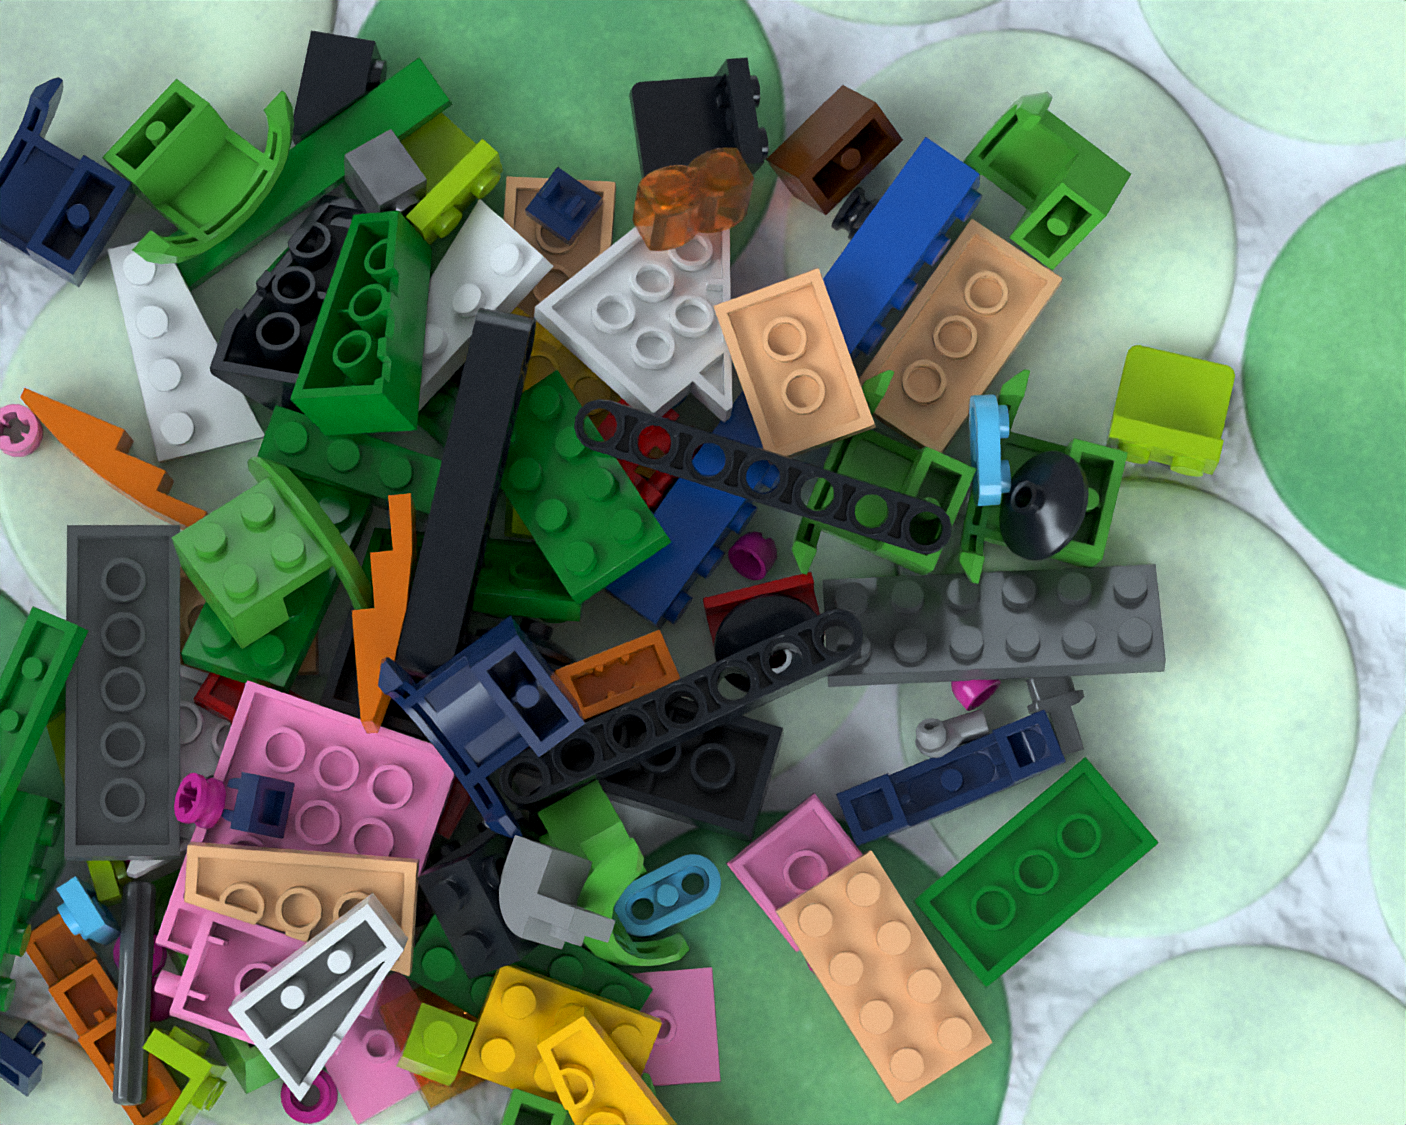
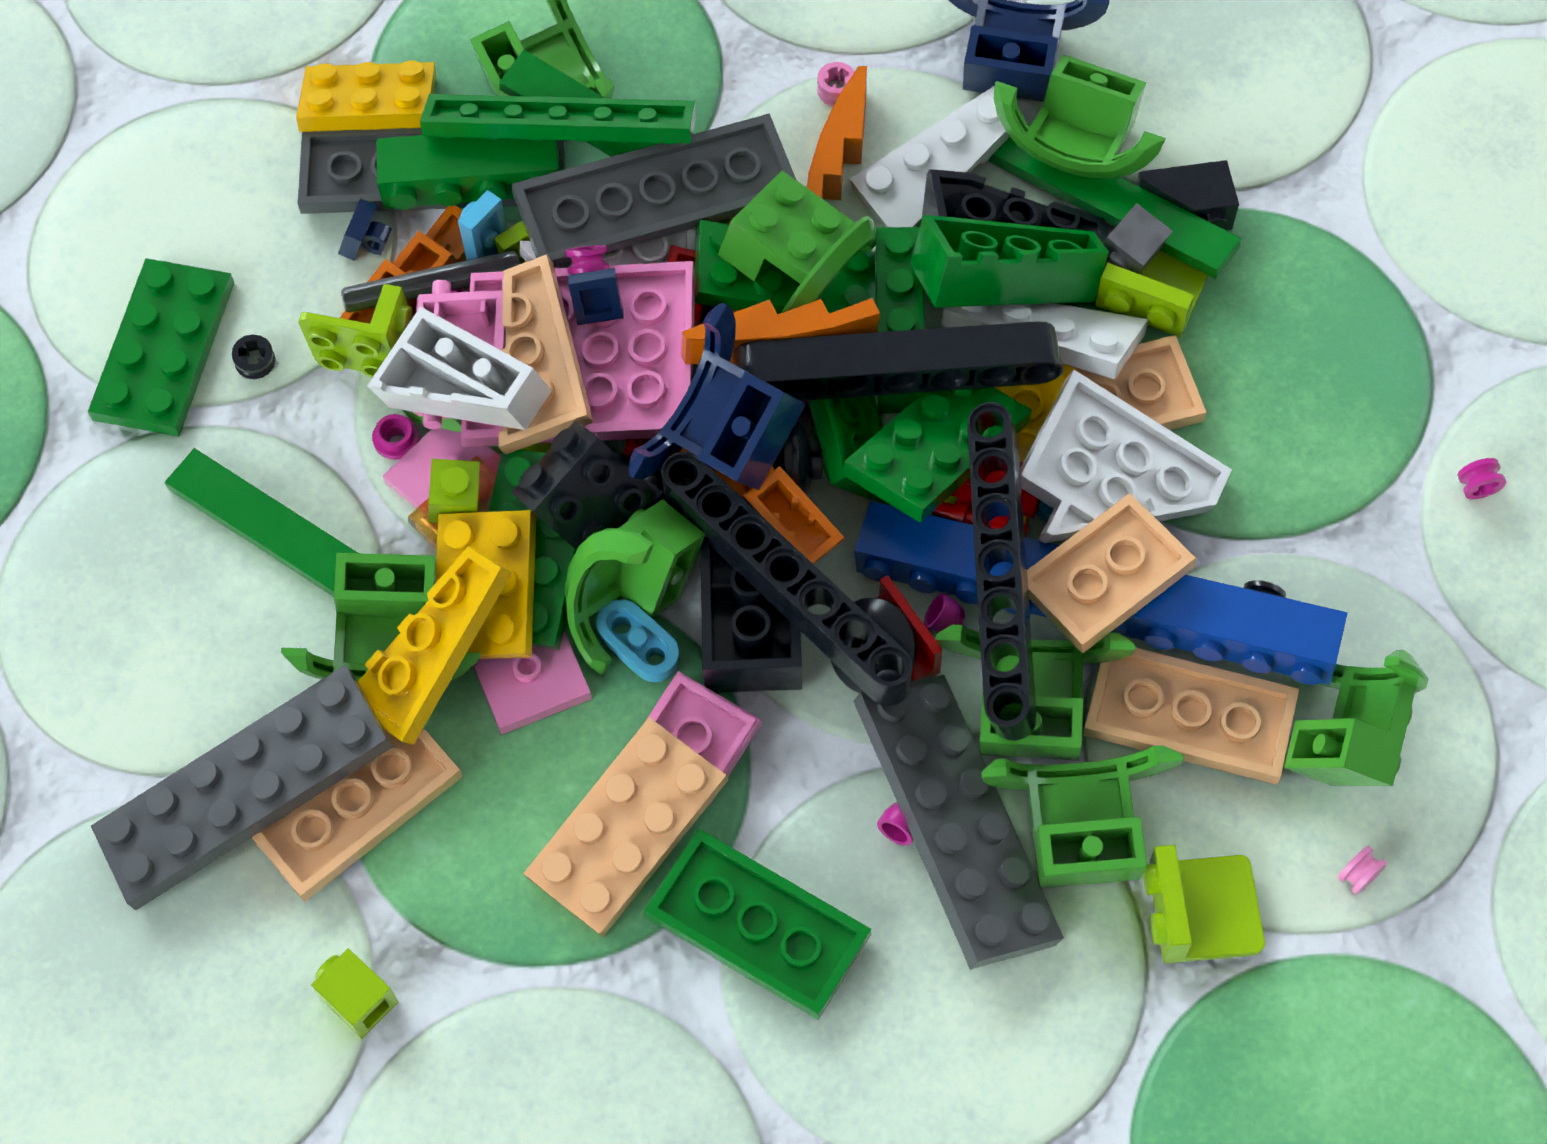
camera: 65 degrees right, 15 degrees down
(542, 893) = (588, 505): light grey brick -> none
(564, 206) = (1168, 378): dark blue tile -> none
(692, 199) = (1215, 461): clear orange brick -> none
(696, 115) = (1277, 456): black bracket -> none
(834, 149) = (1307, 562): reddish brown brick -> none
(939, 737) = (842, 804): light grey arm -> none
(951, 781) = (810, 827): dark blue slope -> none
(987, 426) = (1120, 744): medium azure plate -> none
(1044, 505) = (1072, 812): black dish -> none
(1056, 698) = (912, 890): dark grey piece -> none
(1185, 237) = (1362, 870): none -> bright pink bush

